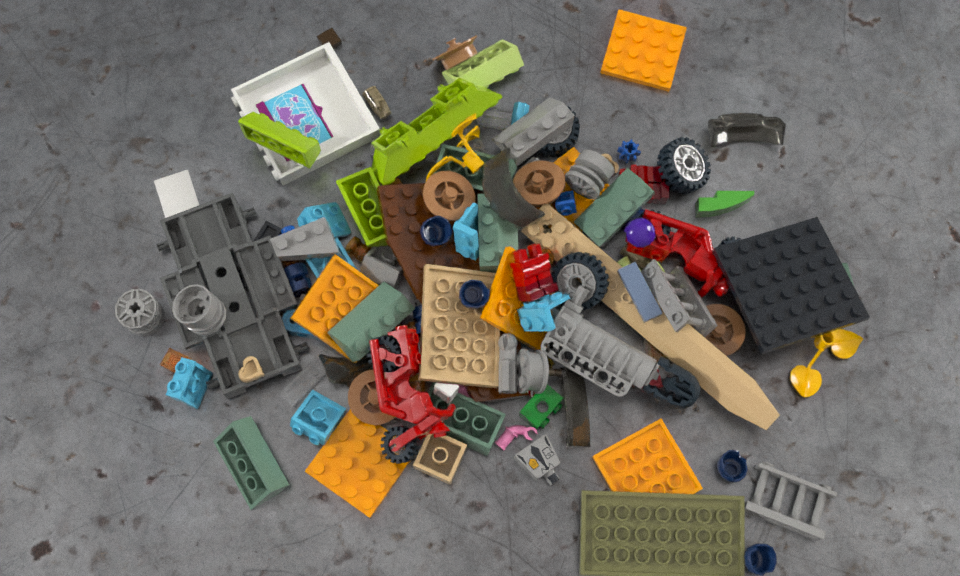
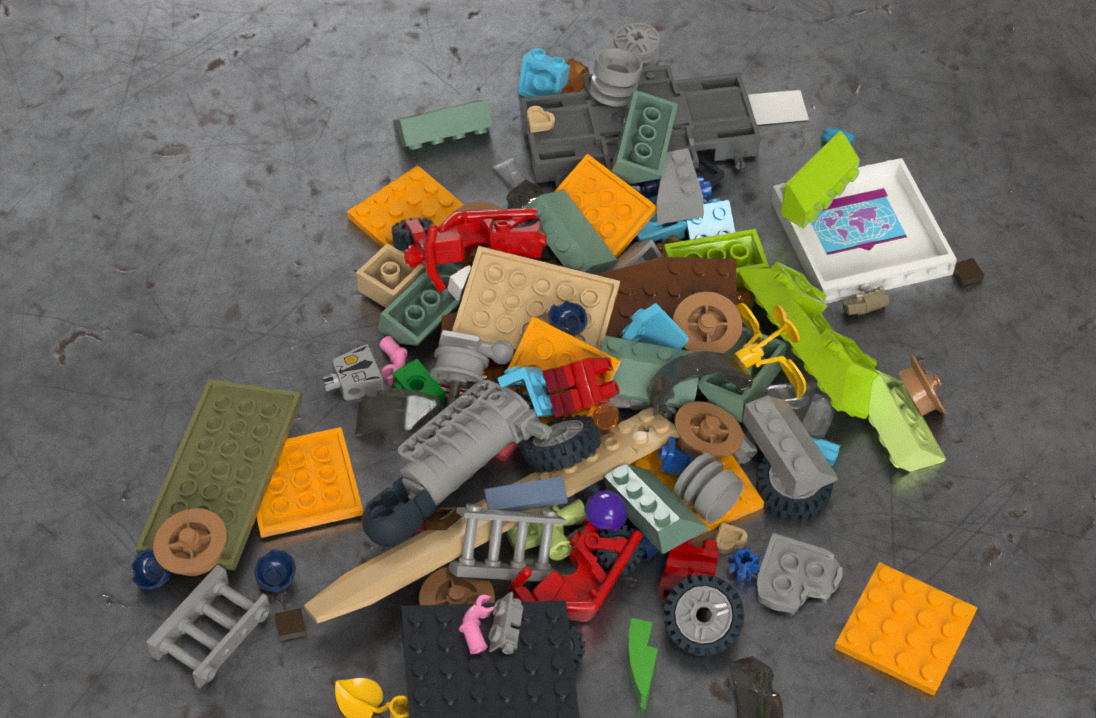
camera: 105 degrees right, 20 degrees down
(203, 145) = (829, 133): none -> dark azure arm
(265, 275) = (643, 138): none -> sand green slope
(317, 418) = (473, 180): medium azure plate -> none
(436, 231) = (664, 295): dark blue hair -> none
(624, 119) = (795, 572): none -> light grey plate
(668, 349) = (442, 518): none -> dark brown tile
(744, 529) = (190, 542): none -> medium nougat wheel
(761, 278) = (507, 613): none -> light grey hinge
(765, 445) = (290, 624): none -> dark brown tile
(767, 298) = (471, 624): none -> bright pink piece

